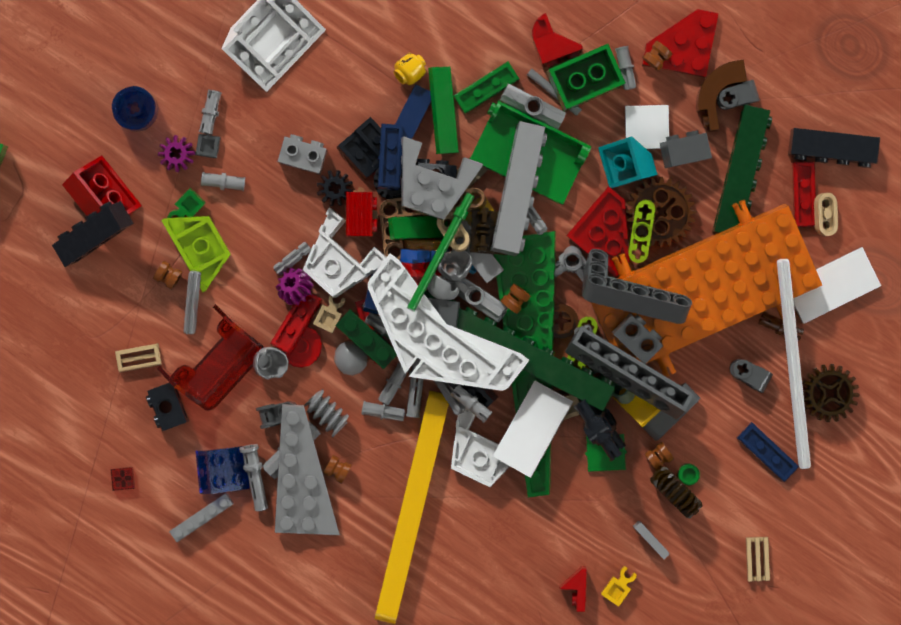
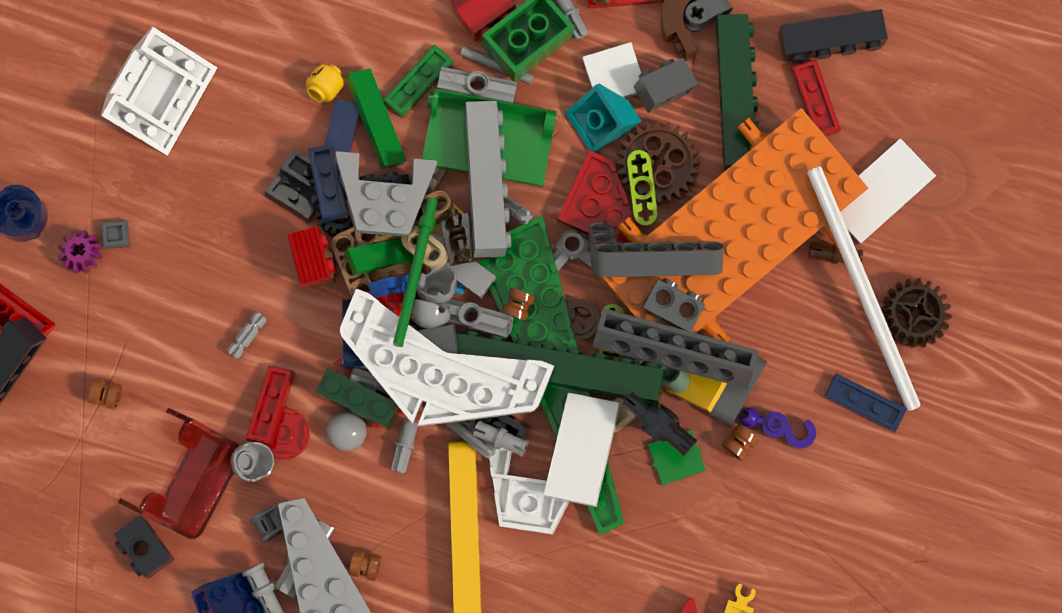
camera: 15 degrees left, 10 degrees down
(157, 354) = (74, 511): tan tile -> none
(188, 204) = (109, 306): green plate -> none
(192, 302) = (141, 417): light grey axle -> none
(198, 245) = (134, 350): lime wing -> none
(210, 112) = (107, 195): light grey pin -> none
(223, 181) = (142, 269): light grey pin -> none
(294, 286) = (257, 364): magenta gear -> none
(302, 154) = (227, 213): light grey brick -> none
(326, 412) = (334, 502): light grey piece -> none
(328, 316) = (305, 387): tan plate -> none
(330, 194) = (271, 249): black gear -> none
(332, 265) = (296, 328): white wing -> none
(383, 411) = (401, 482): light grey axle -> none
(414, 410) = (436, 471): light grey pin -> none
(647, 535) = (760, 543): light grey tile -> none
(676, 492) = (772, 476): dark brown gear -> none
(688, 474) = (781, 455): green tile -> none
(691, 451) = (776, 425): none -> dark purple piece
(754, 375) = (821, 319): dark grey piece -> none
(758, 577) = (903, 531): tan tile -> none
(826, 214) = (847, 114): tan plate -> none

